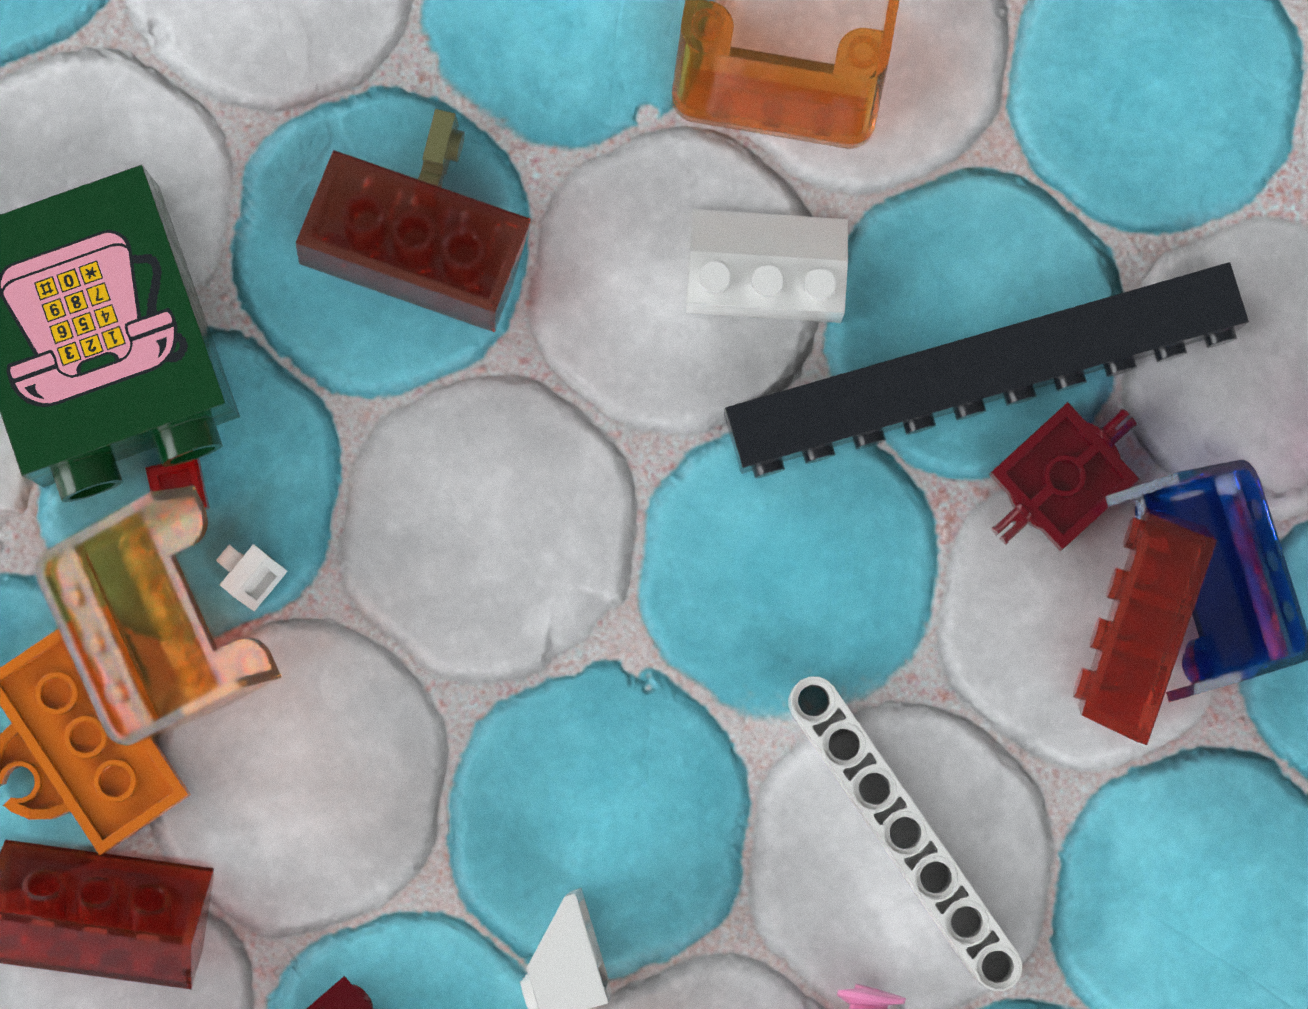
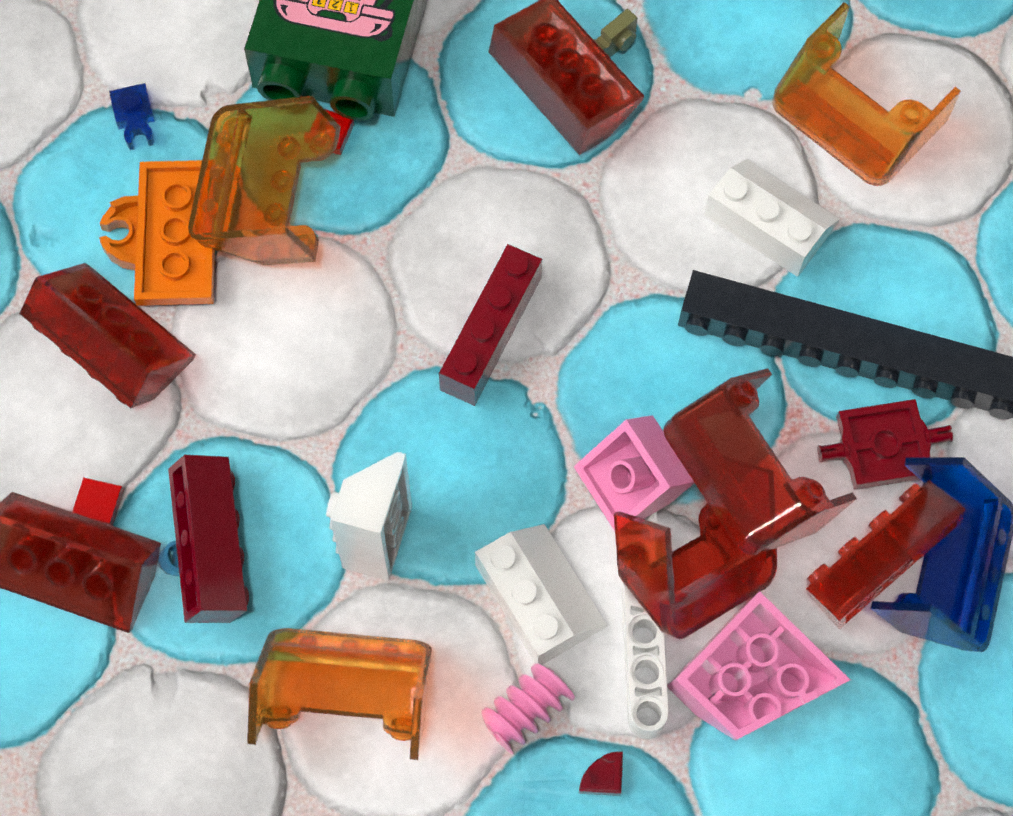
camera: 30 degrees right, 15 degrees down
(250, 575) = (338, 200): white tile -> none
(532, 618) = (490, 324): none -> dark red brick
(791, 899) = (538, 592): none -> white slope
(817, 709) = (634, 470): none -> bright pink slope
(931, 636) = (742, 473): none -> clear red windscreen
(964, 759) = (693, 583): none -> clear red windscreen
(1080, 845) = (754, 671): none -> bright pink wedge

